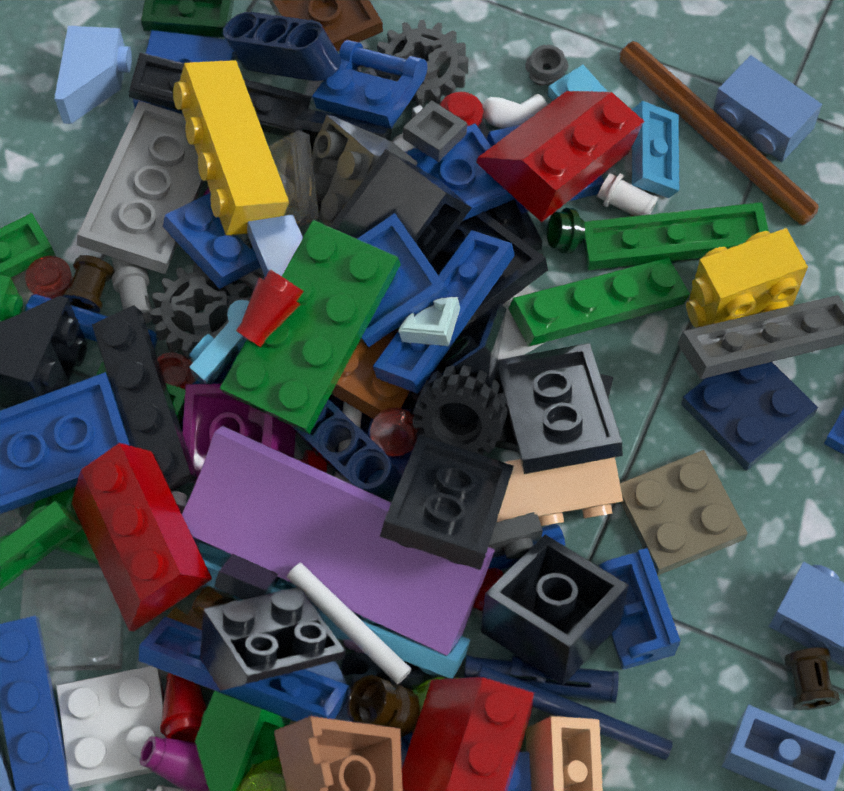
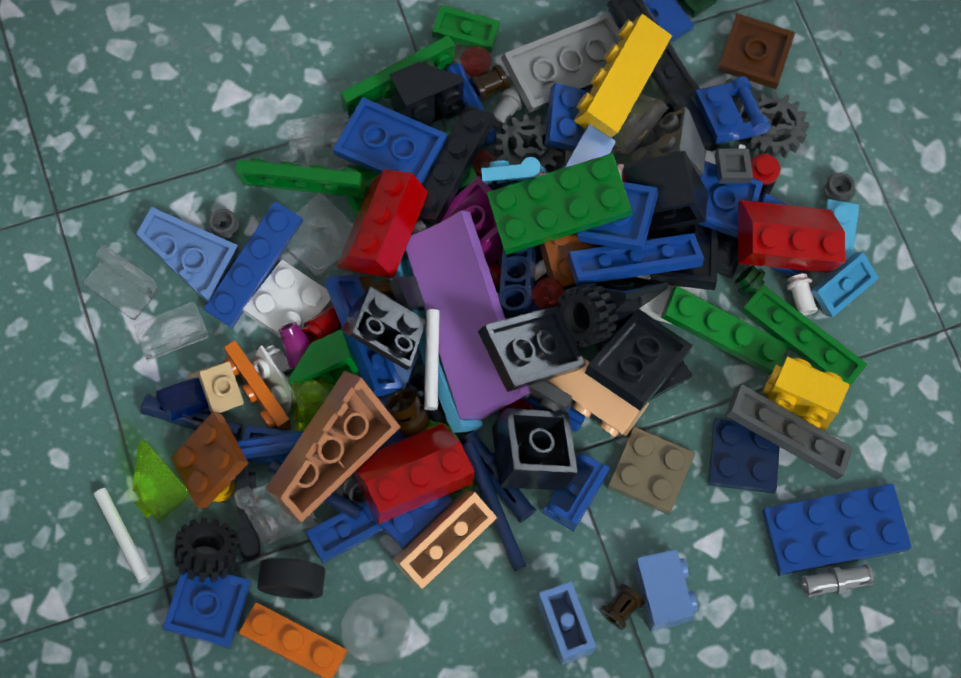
camera: 40 degrees right, 5 degrees up
(269, 307) = (544, 175): red cone -> none
(282, 46) = (708, 49): dark blue beam -> none
(432, 324) = (618, 259): light aqua tile -> none
(506, 113) = (791, 194): white arm -> none
(719, 133) = (890, 308): dark orange axle -> none
(766, 108) = (928, 319): medium blue brick -> none

